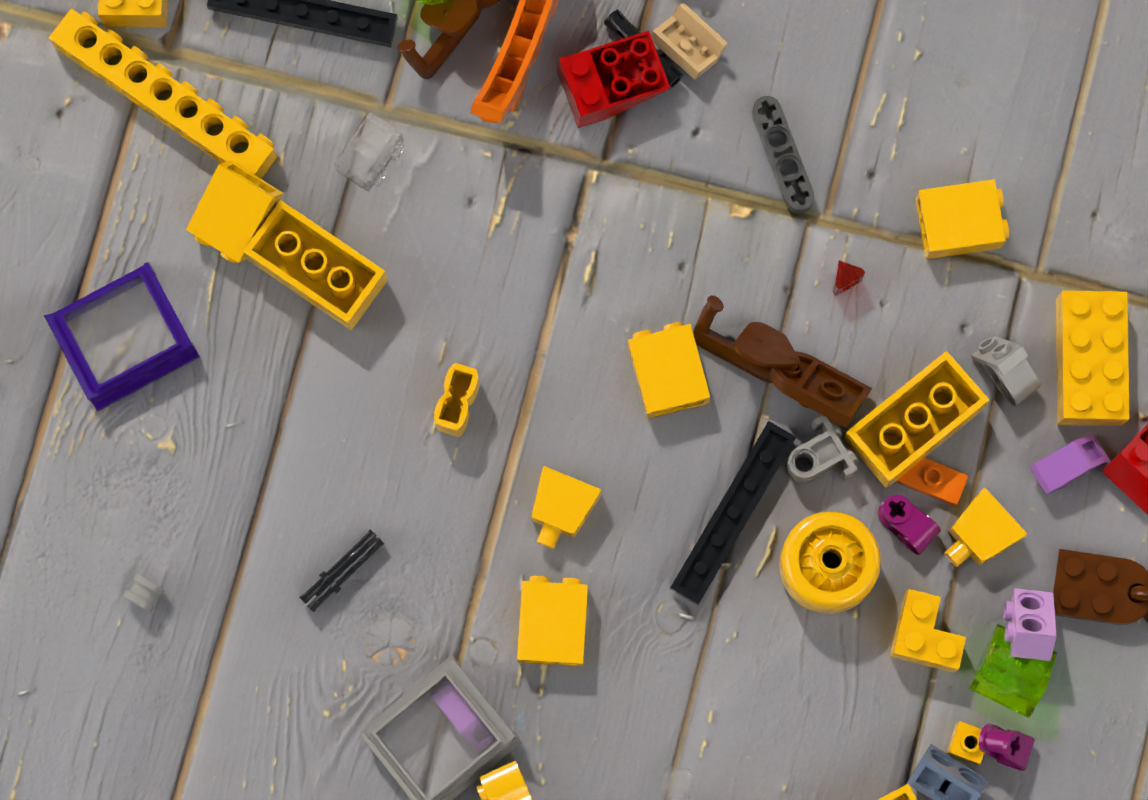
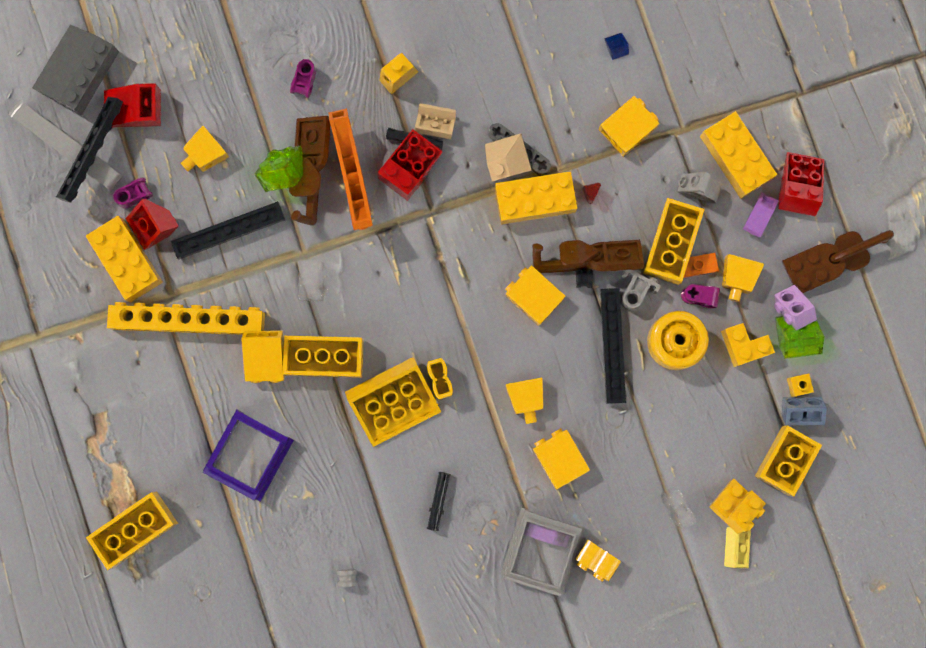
camera: 35 degrees left, 5 degrees up
(370, 391) = (392, 401): none -> yellow slope
(754, 391) = (584, 278): none -> black wheel
(755, 154) = (507, 157): none -> tan slope
(759, 235) = (535, 197): none -> yellow brick
(1007, 747) = (820, 374): magenta piece -> none
(1019, 98) = (617, 46): none -> clear blue slope

